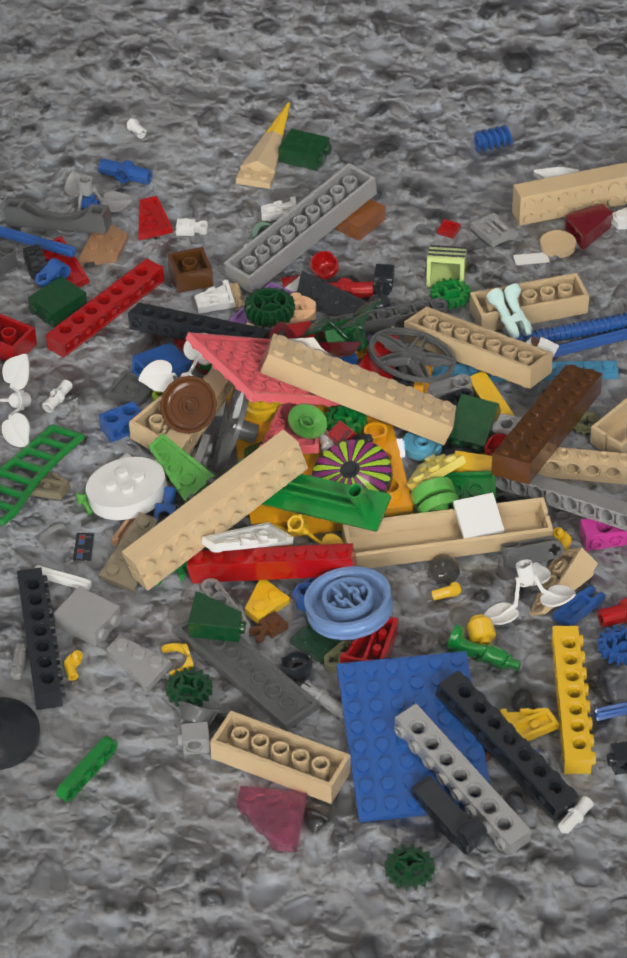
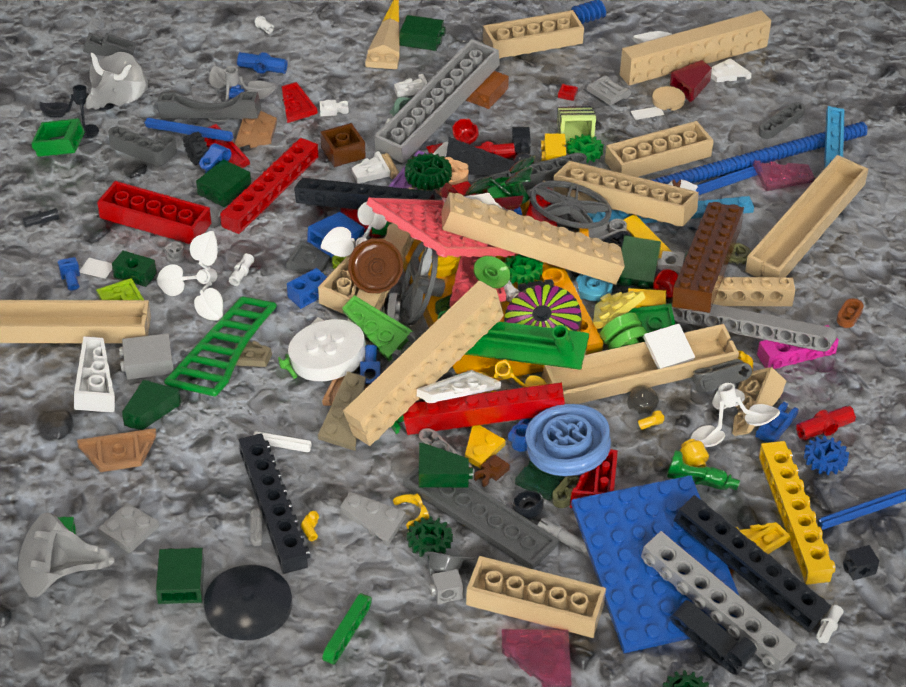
camera: 10 degrees left, 0 degrees up
(83, 547) = (295, 409): black sticker -> none
(88, 616) = (316, 476): light grey brick -> none
(340, 433) = (523, 280): tile -> none
(415, 288) = (553, 146): none -> yellow brick
(424, 160) = (534, 34): none -> tan brick
(510, 294) = (654, 169): light aqua piece -> none

